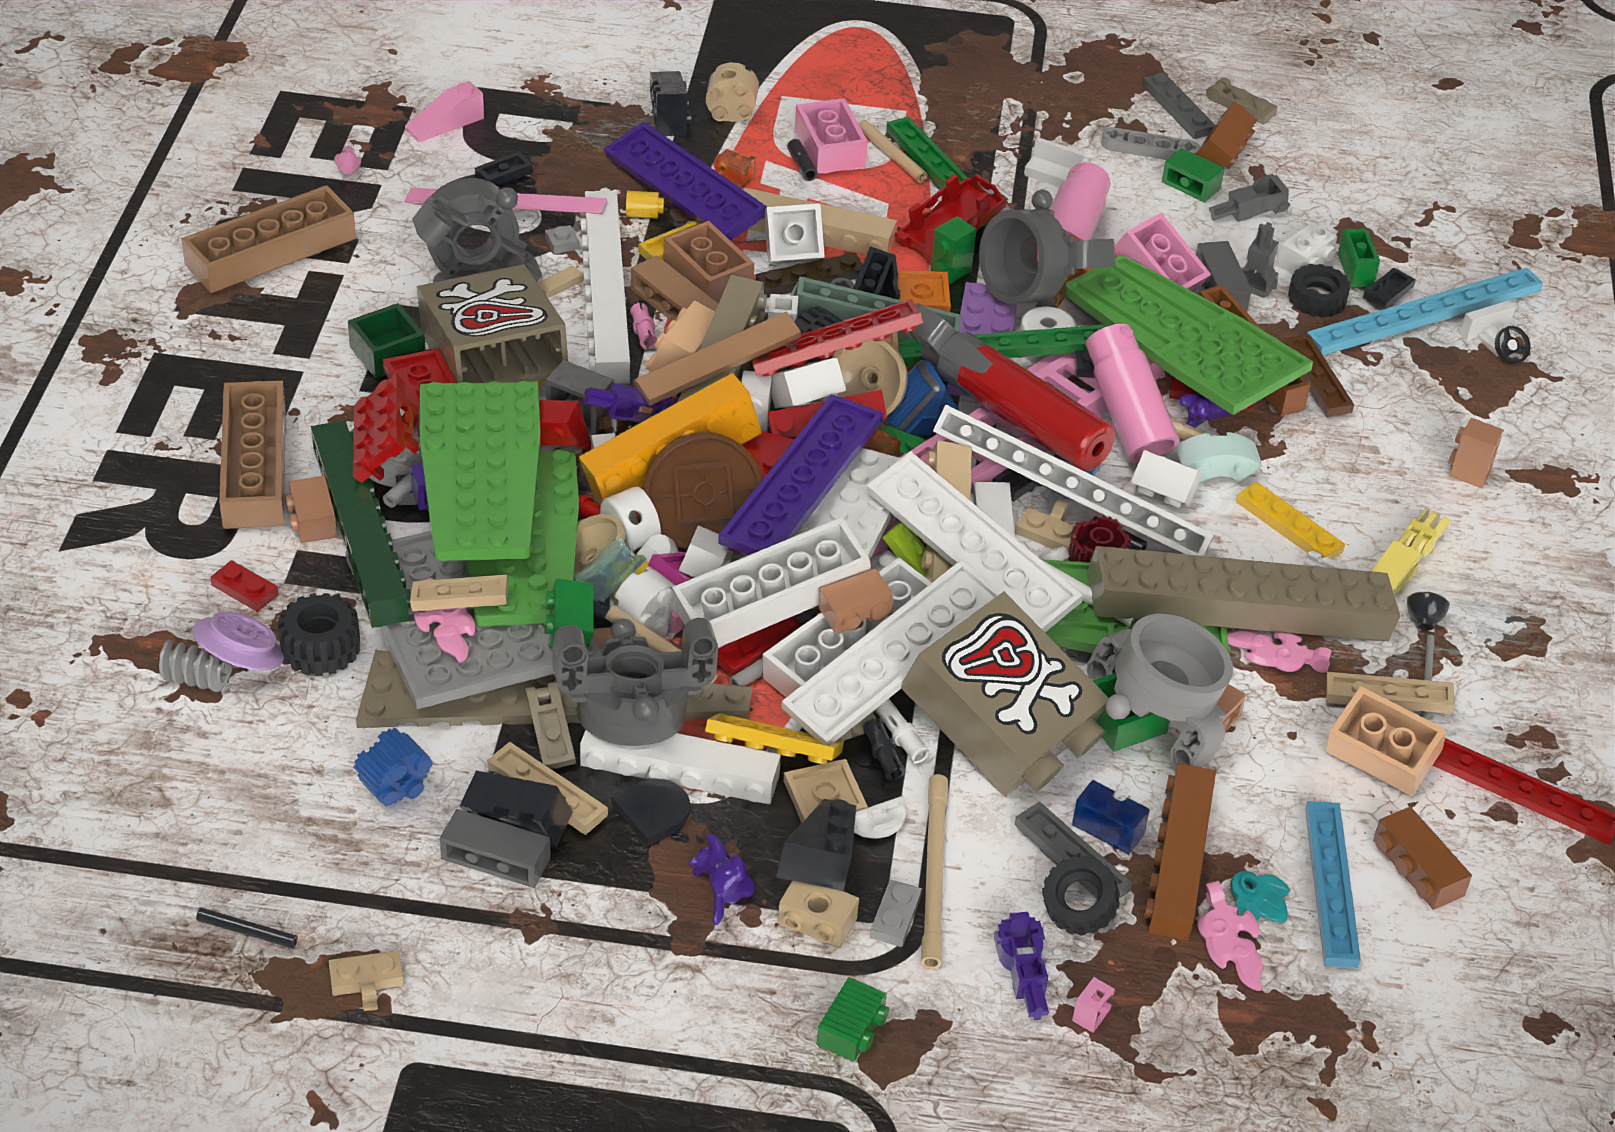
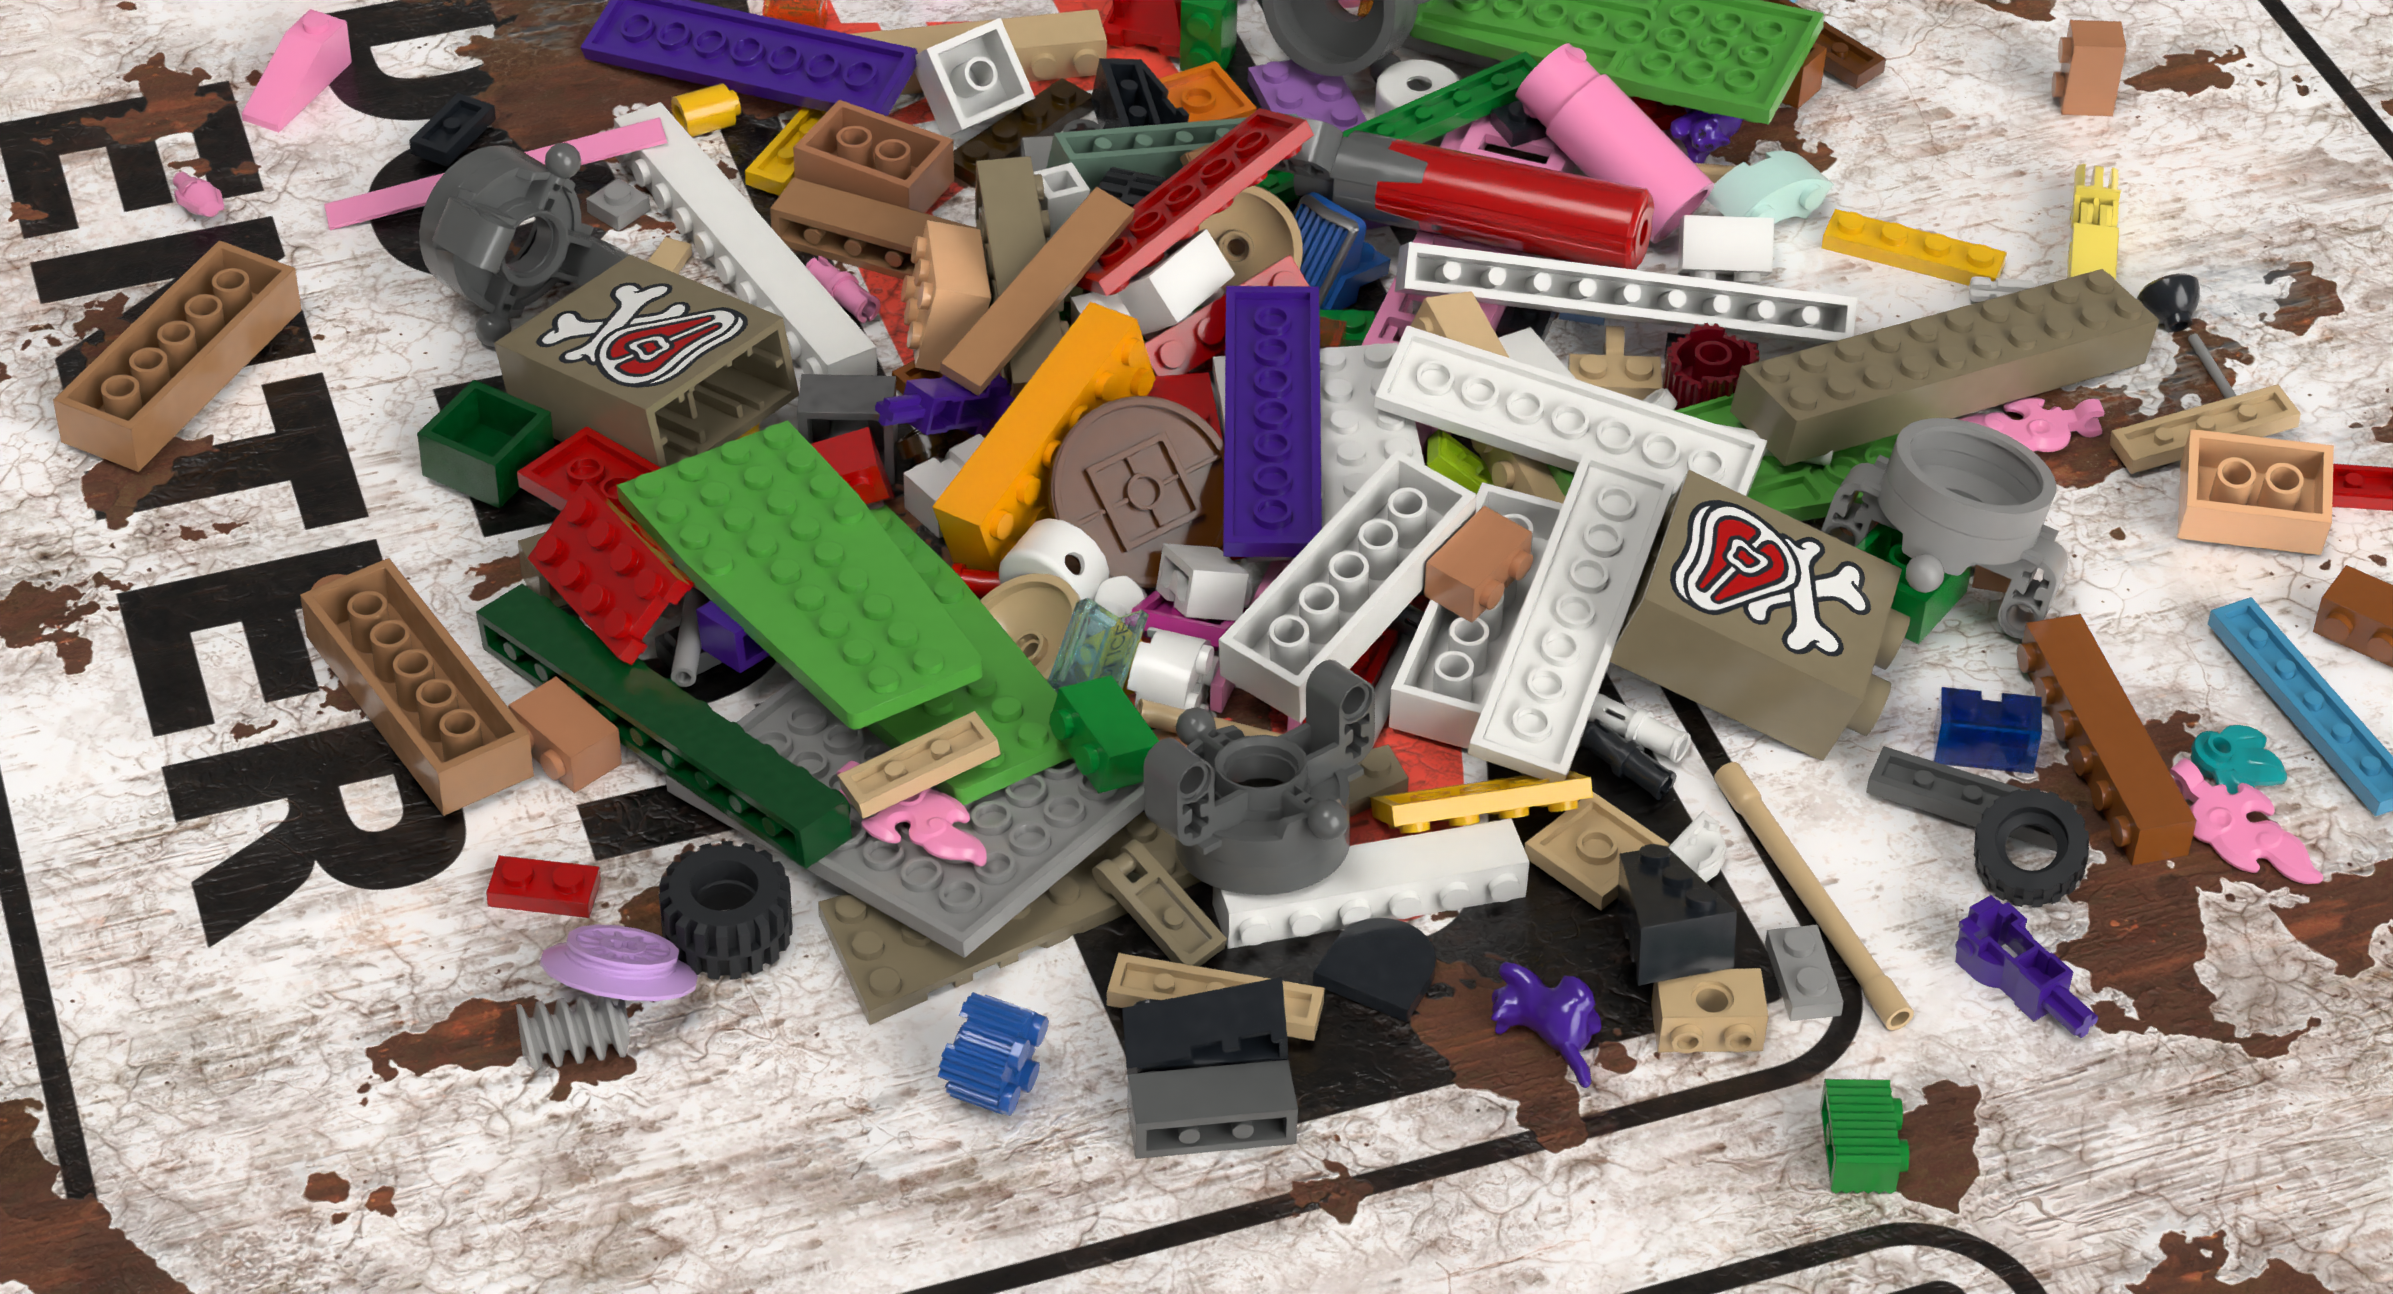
camera: 25 degrees left, 0 degrees up
(1090, 1004) = (2143, 993): bright pink piece -> none

